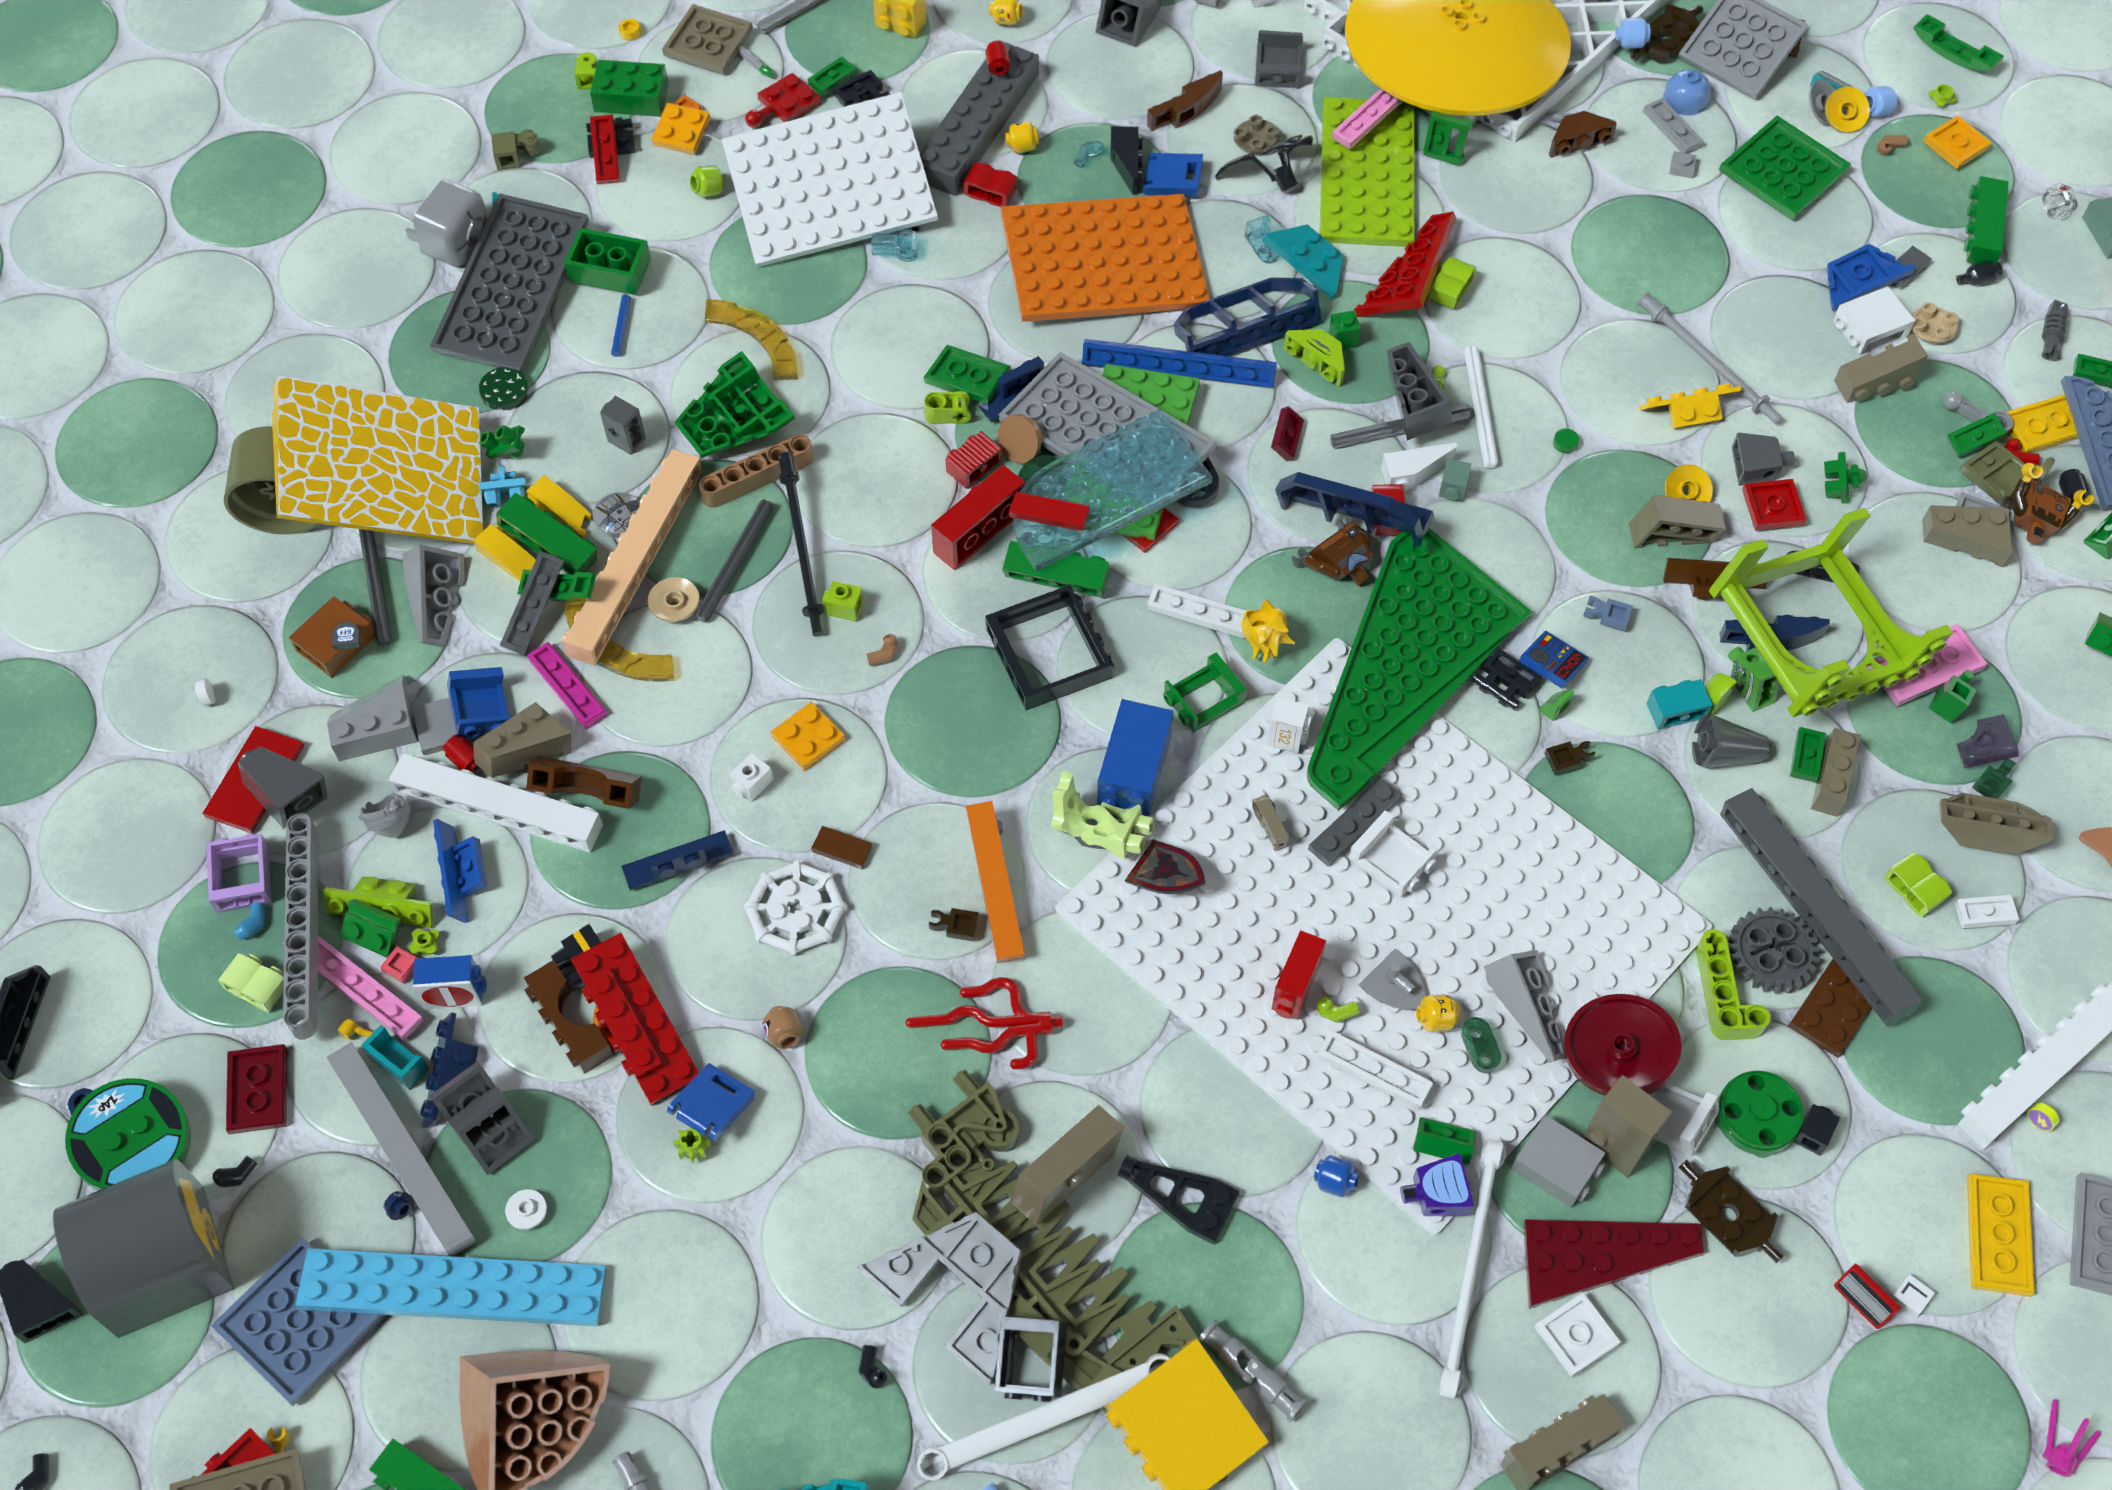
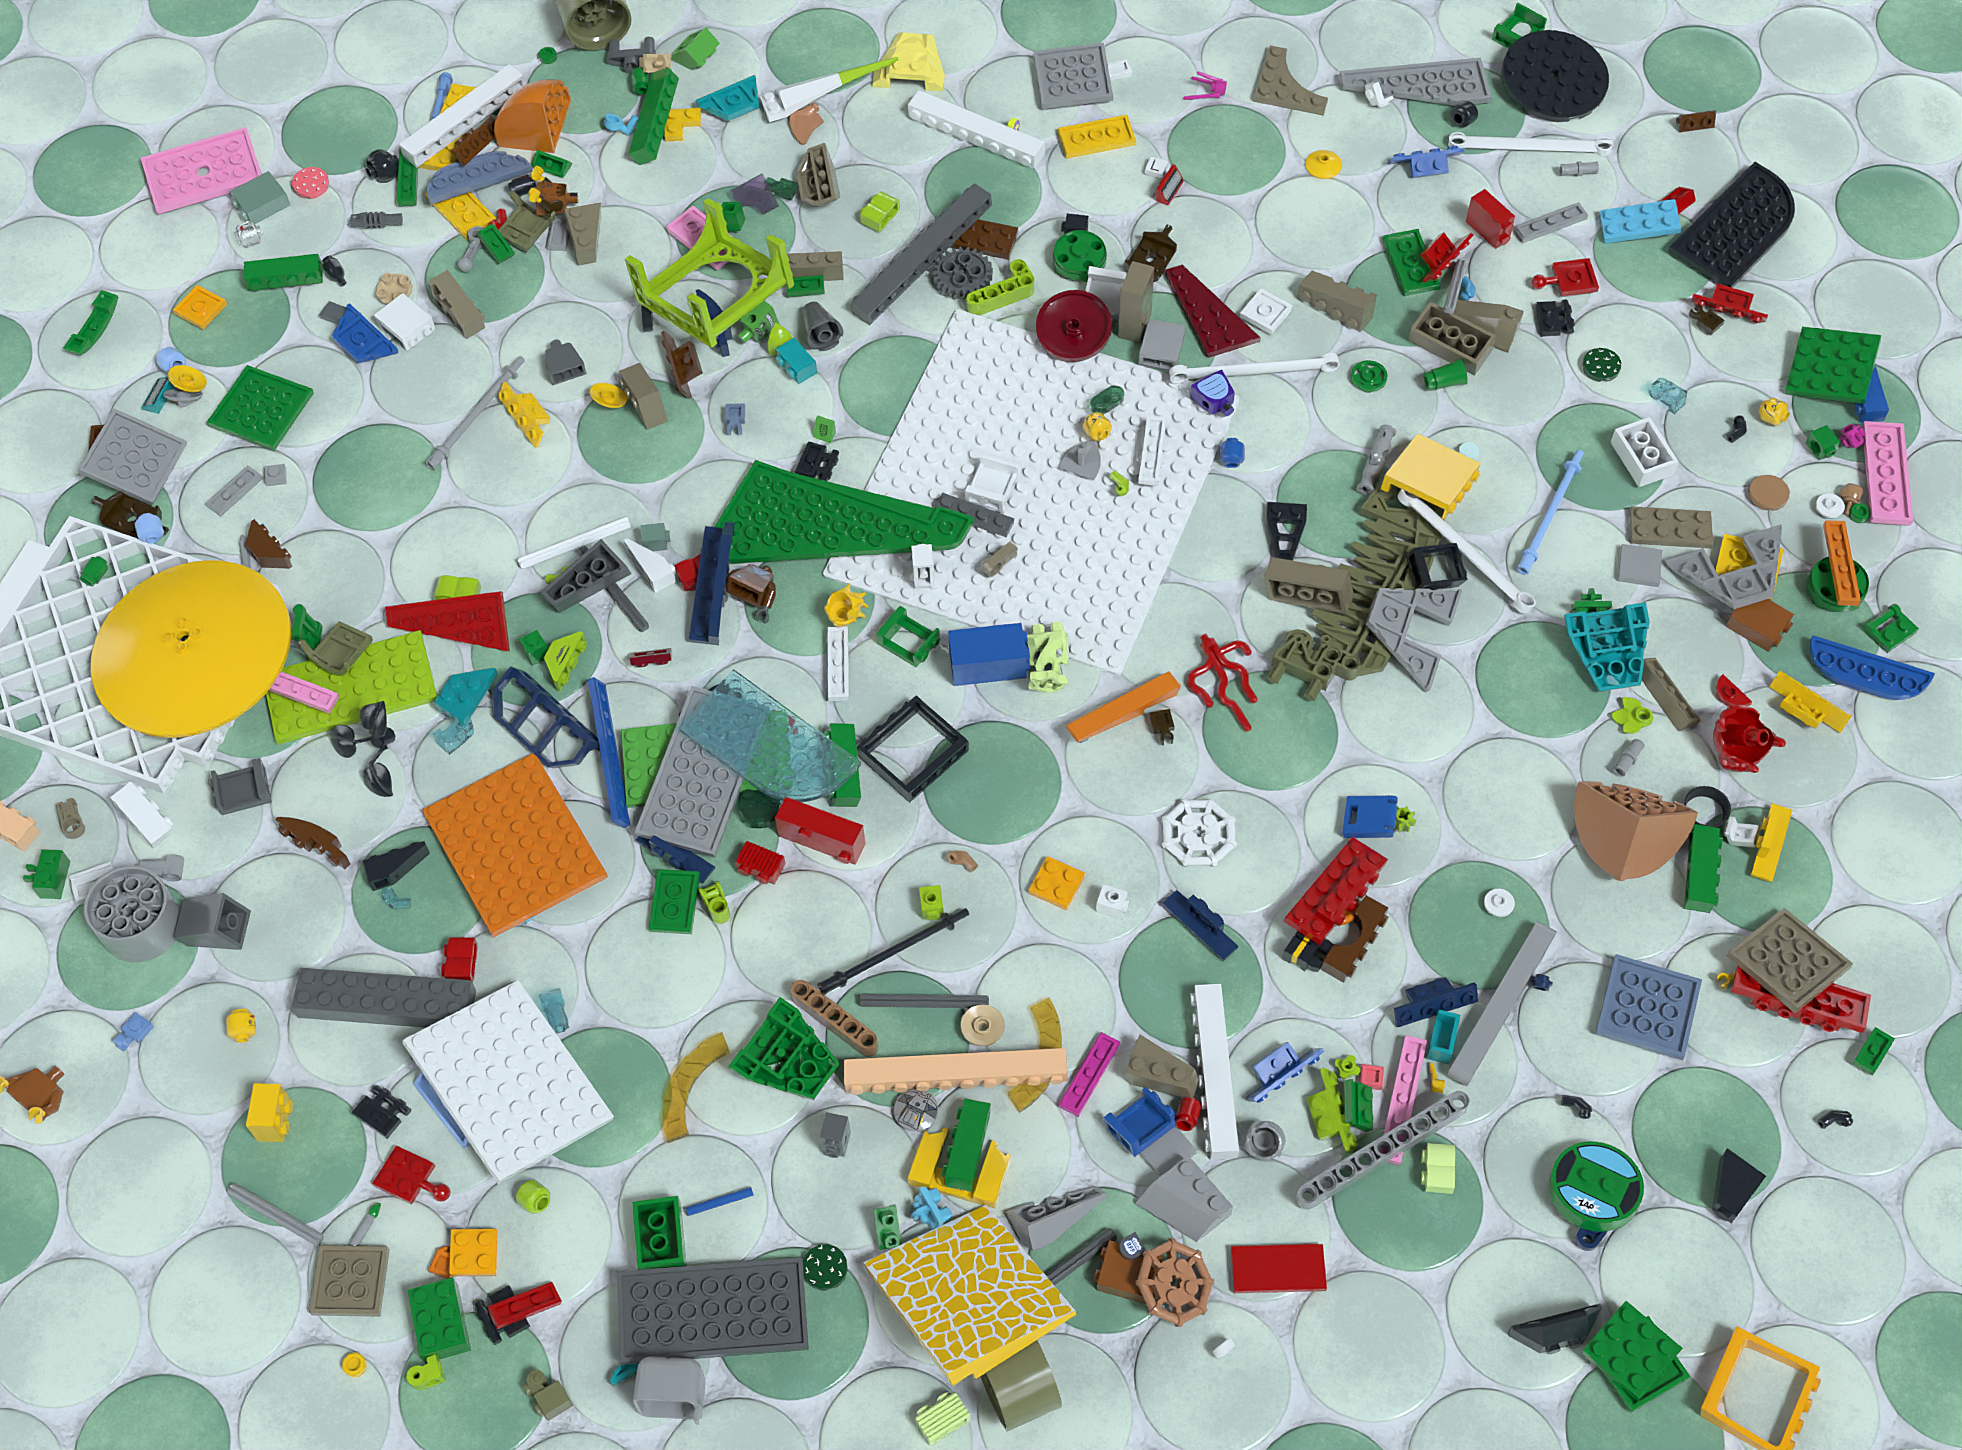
camera: 110 degrees left, 0 degrees up
(142, 1248) = (1665, 1112): dark grey brick -> none
(243, 895) = (1380, 1216): lavender window -> none
(253, 924) = (1399, 1198): dark azure arm -> none
(256, 1089) = (1511, 1126): dark red tile -> none
(278, 664) = (1186, 1278): none -> nougat plate
(281, 784) = (1285, 1222): dark grey slope -> none
(448, 982) = (1375, 1022): piece -> none
(451, 1287) = (1577, 921): medium azure plate -> none
(482, 1117) = (1457, 953): dark grey bracket -> none
(532, 603) = (1035, 1124): flat silver plate -> none
(567, 587) = (1010, 1108): green slope -> none
(608, 785) = (1166, 986): reddish brown arch -> none
(782, 1027) = (1293, 798): medium nougat head -> none
(832, 76) = (367, 1146): green plate -> none
(841, 847) = (1137, 822): reddish brown tile -> none
(869, 1370) = (1488, 659): black arm -> none
(997, 58) = (325, 988): red brick -> none
(1020, 438) = (731, 831): medium nougat tile -> none
(1022, 137) = (397, 953): yellow head -> none
(1049, 511) = (809, 767): red tile -> none
(1166, 870) = (1068, 605): shield -> none
(1168, 173) = (403, 826): blue container -> none
(1256, 135) = (336, 777): dark tan dish -> none
(1298, 975) = (1113, 502): red brick -> none
(1409, 1435) = (1369, 376): none -> green wheel
(1410, 158) = (338, 649): none -> olive piece
(1444, 1140) = (1179, 404): green slope -> none
(1520, 986) = (1061, 388): light grey wedge -> none
(1553, 659) = (789, 438): tile -> none
(1566, 440) = (587, 482): green tile -> none
(1566, 757) = (866, 414): dark brown plate -> none
(1687, 92) = (195, 487): medium blue cylinder -> none
(1774, 504) = (600, 346): red plate -> none
(1839, 468) = (561, 309): green hips -> none
(1888, 142) = (212, 350): medium nougat arm -> none
(1942, 95) = (149, 325): lime plate -> none
(1986, 911) = (883, 176): white plate -> none

